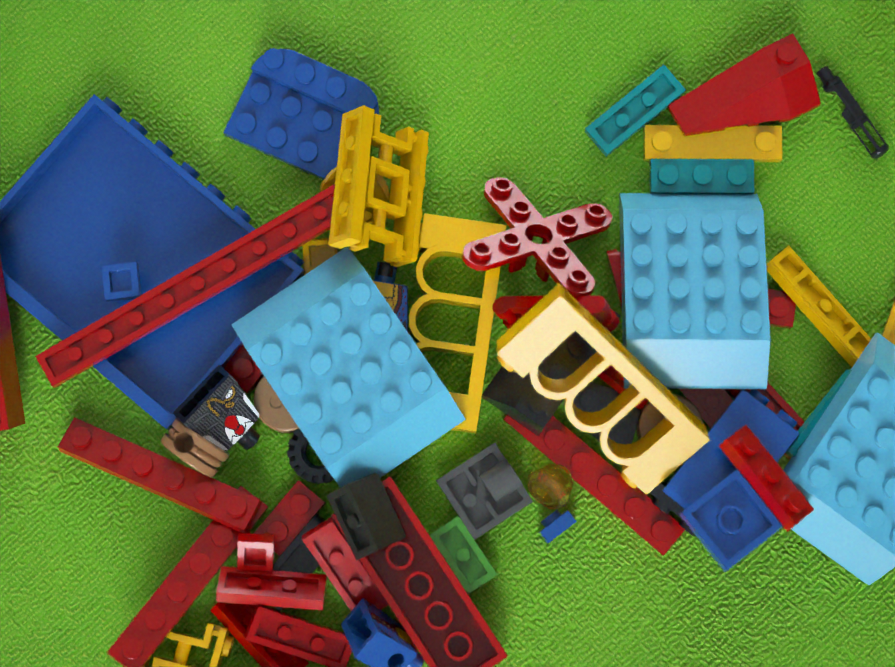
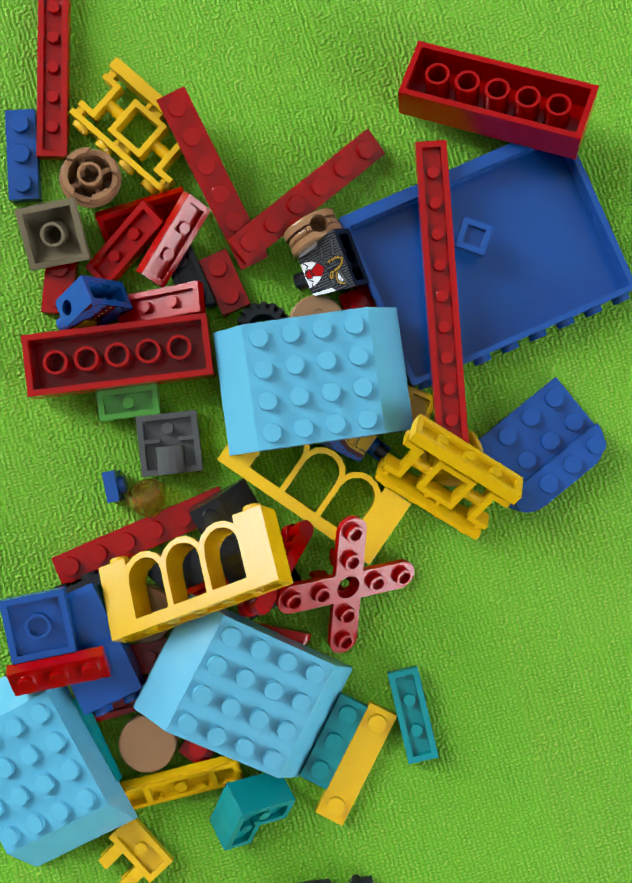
camera: 110 degrees right, 5 degrees up
(255, 551) = (208, 241): red tile -> none
(366, 515) = (189, 339): pearl dark grey panel -> none
(759, 89) = (379, 827): red wedge -> none
(798, 361) = (146, 745): none -> medium nougat head
(809, 228) = (247, 805): none -> teal panel

